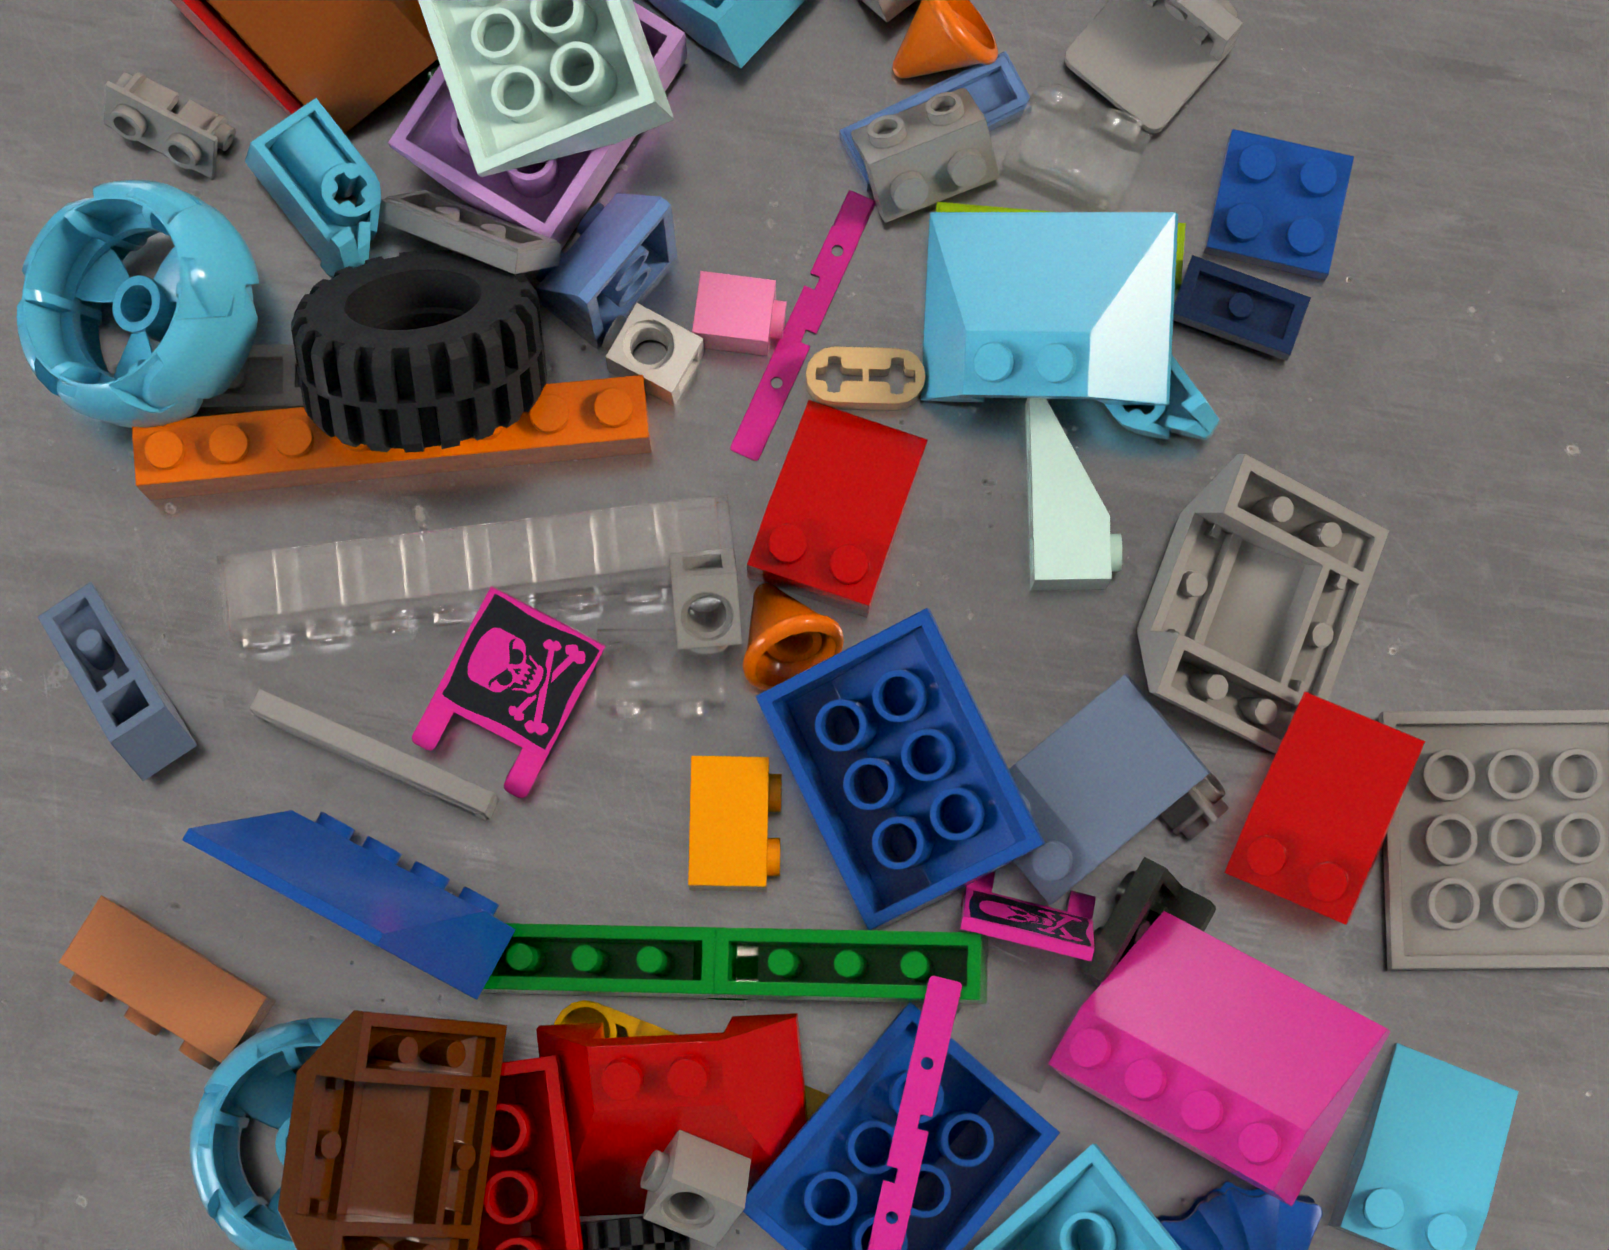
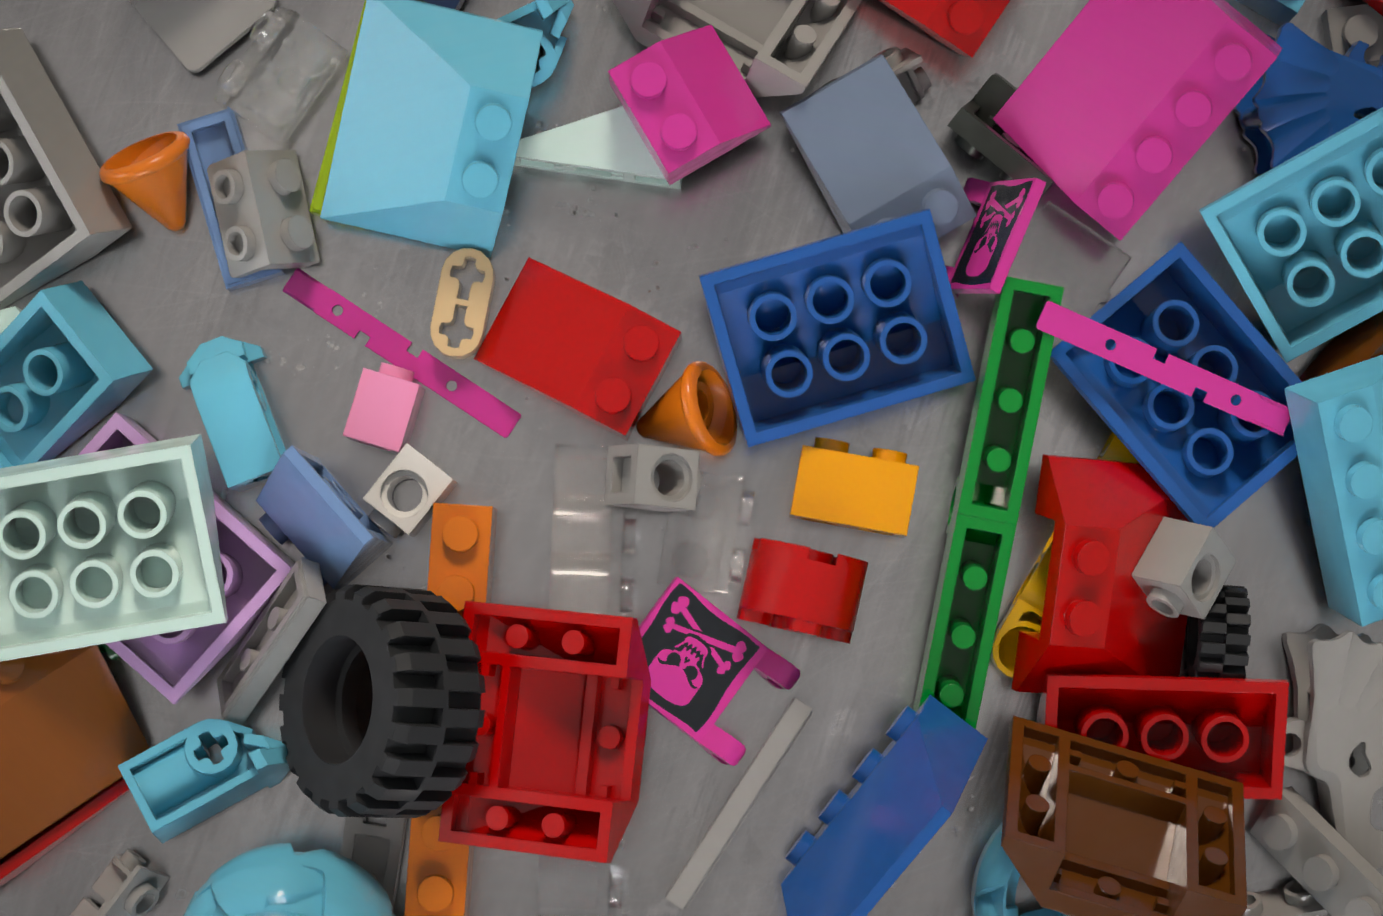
camera: 75 degrees left, 5 degrees up
(413, 536) = (557, 733): none -> red slope
(611, 781) = (802, 590): none -> red brick
(711, 158) = (234, 410): none -> medium azure piece
(1119, 570) = (687, 101): none -> dark pink slope

